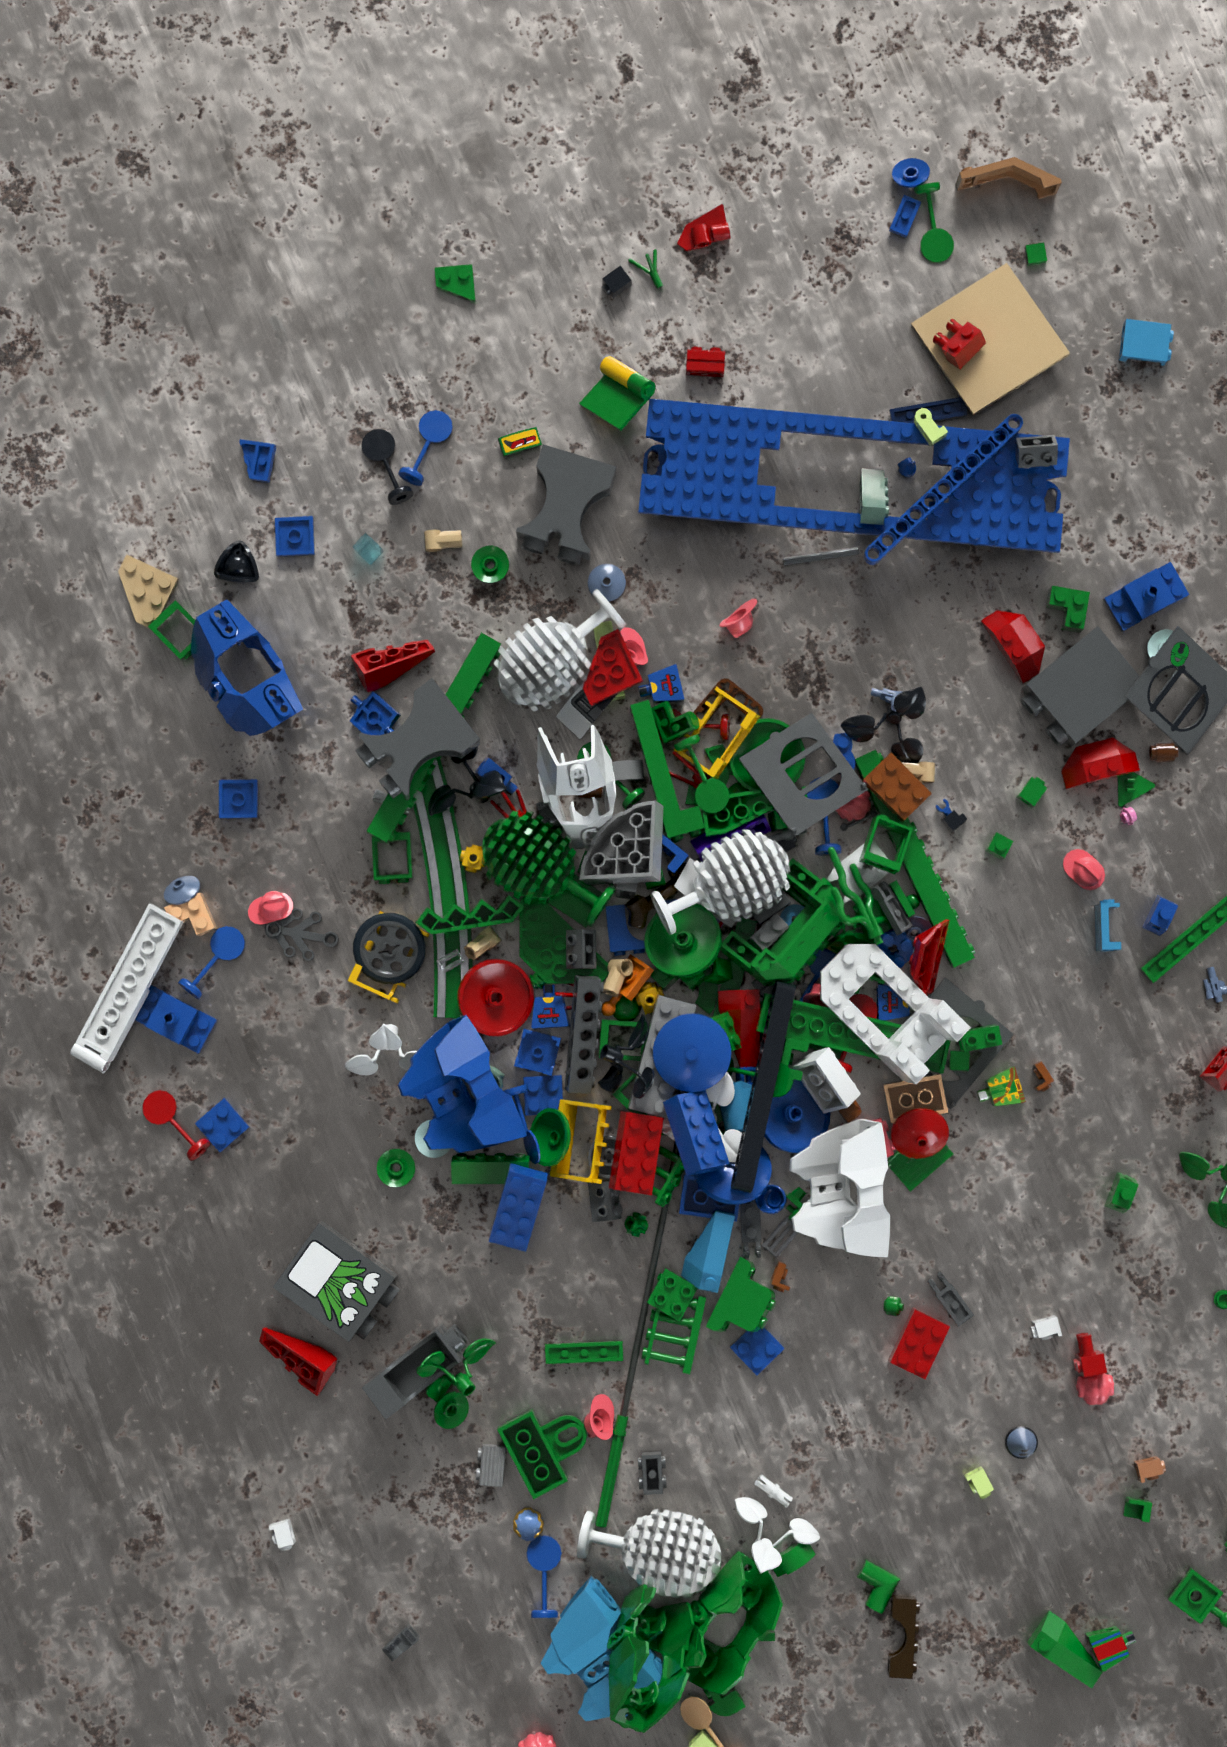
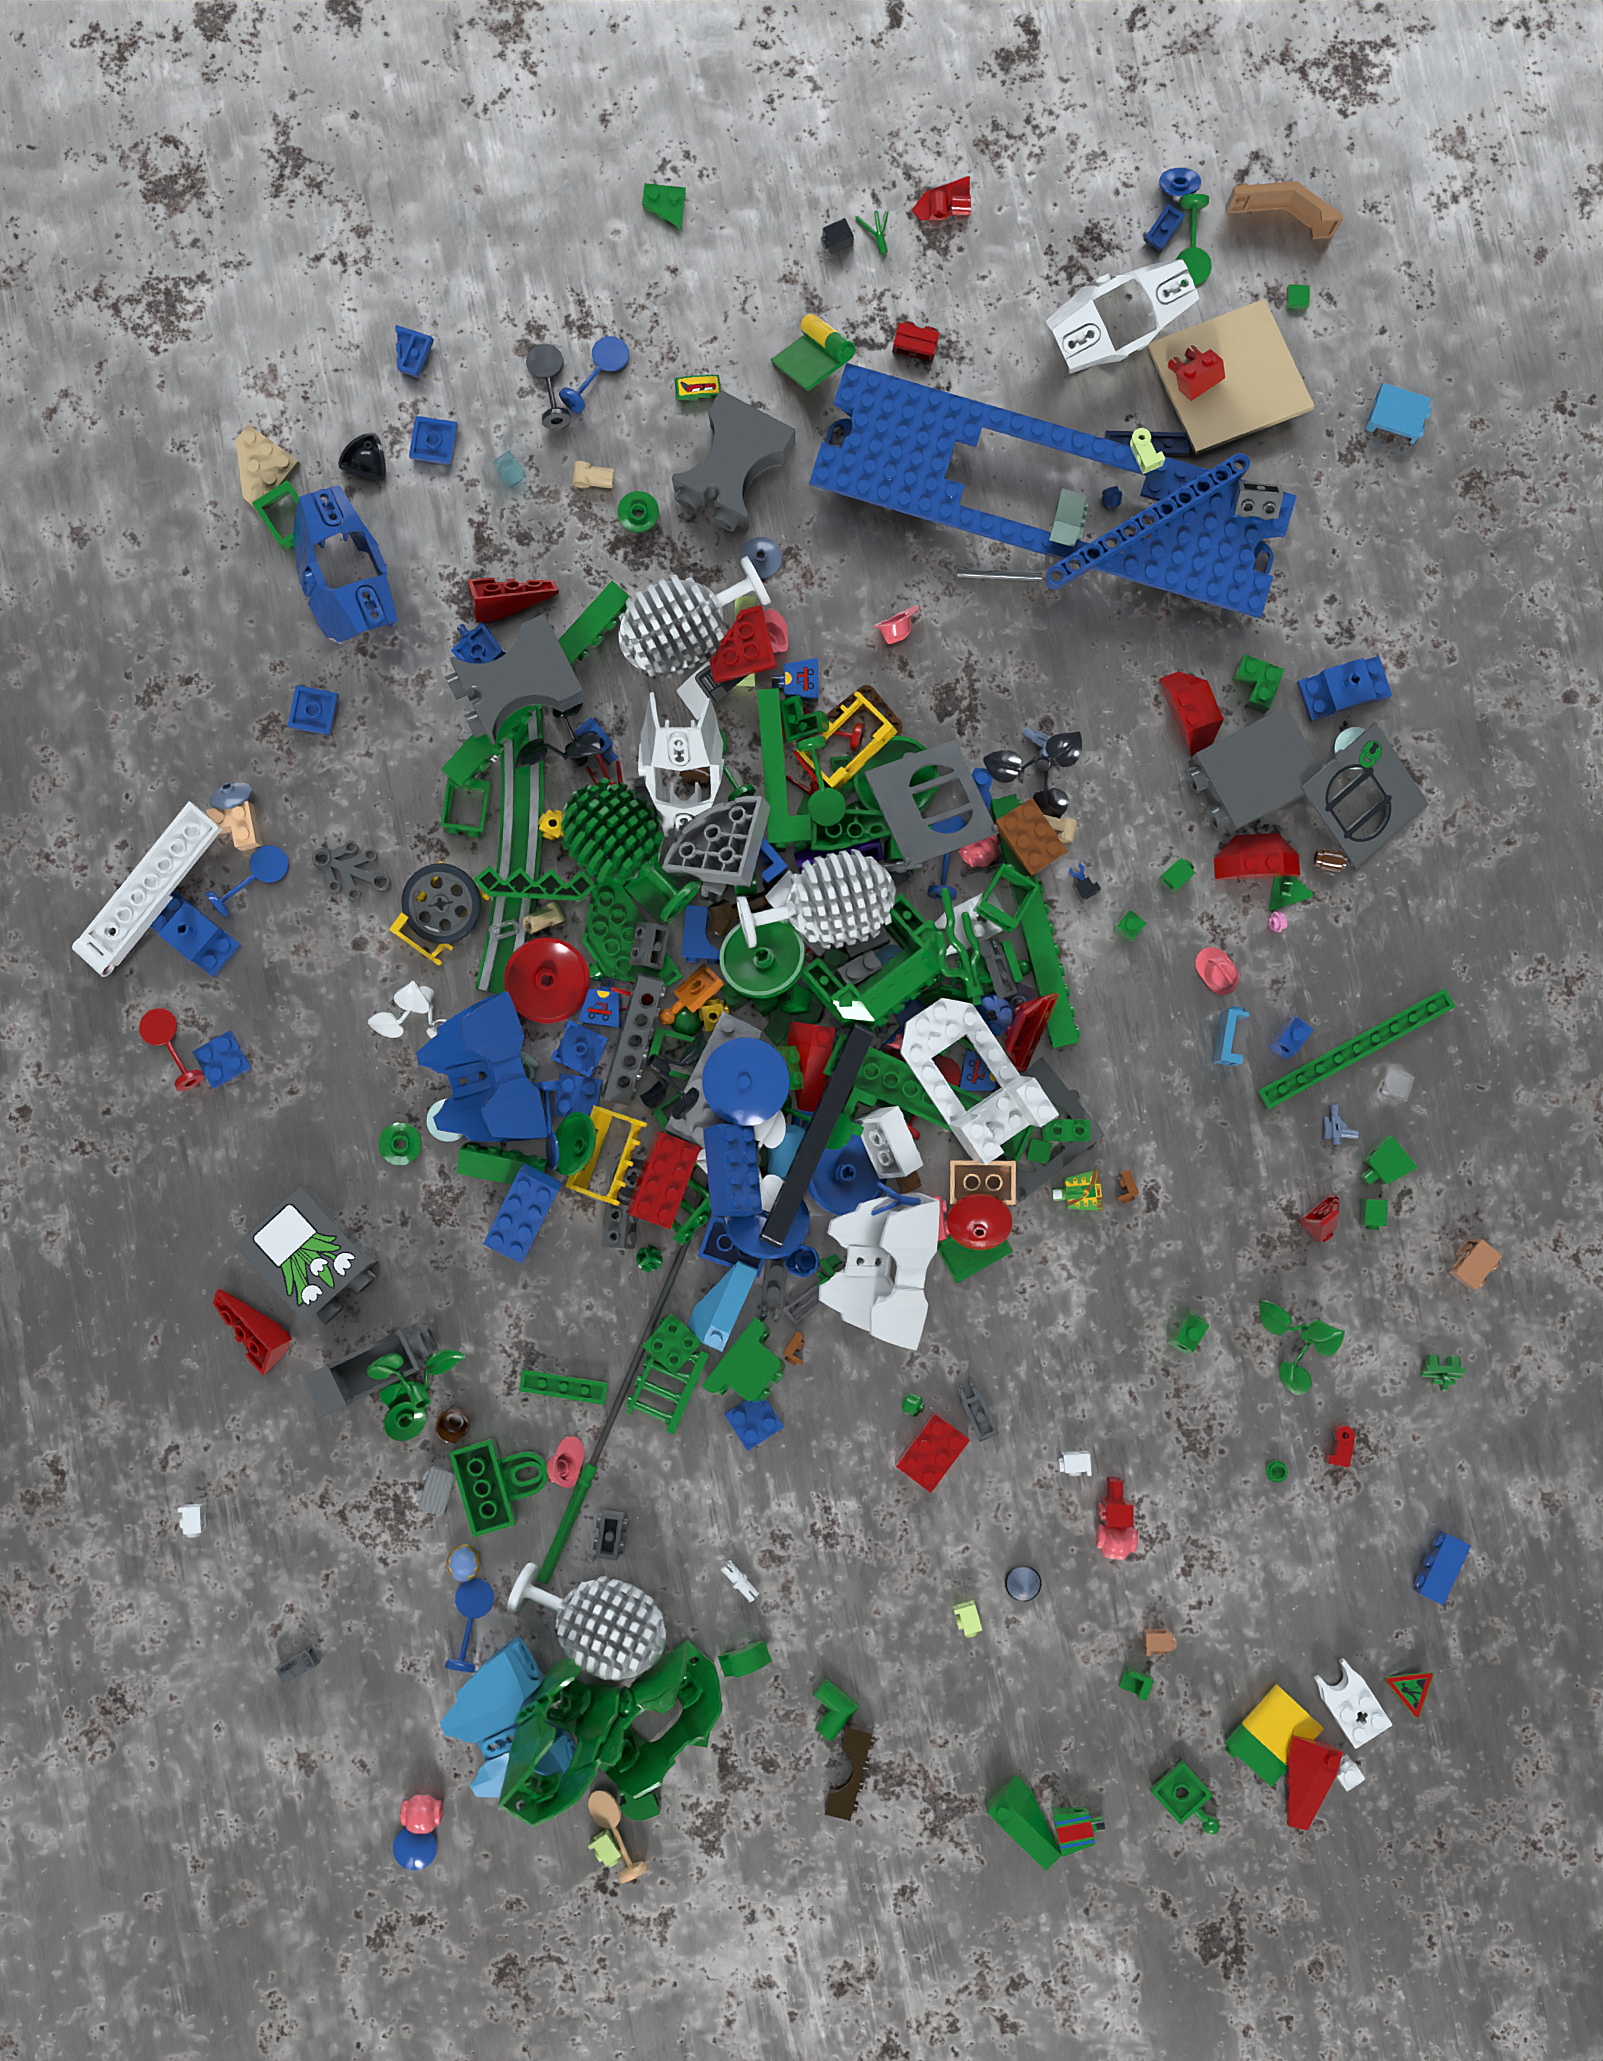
camera: 10 degrees right, 0 degrees up
(270, 908) = (323, 834): coral piece -> none
(493, 1405) = (452, 1425): none -> reddish brown hair
(618, 970) = (684, 979): tan piece -> none
(628, 770) = (741, 762): light grey panel -> none
(763, 1551) = (713, 1647): white plant -> none
(844, 320) = (1081, 316): none -> white piece
(847, 1128) = (904, 1200): none -> blue plant

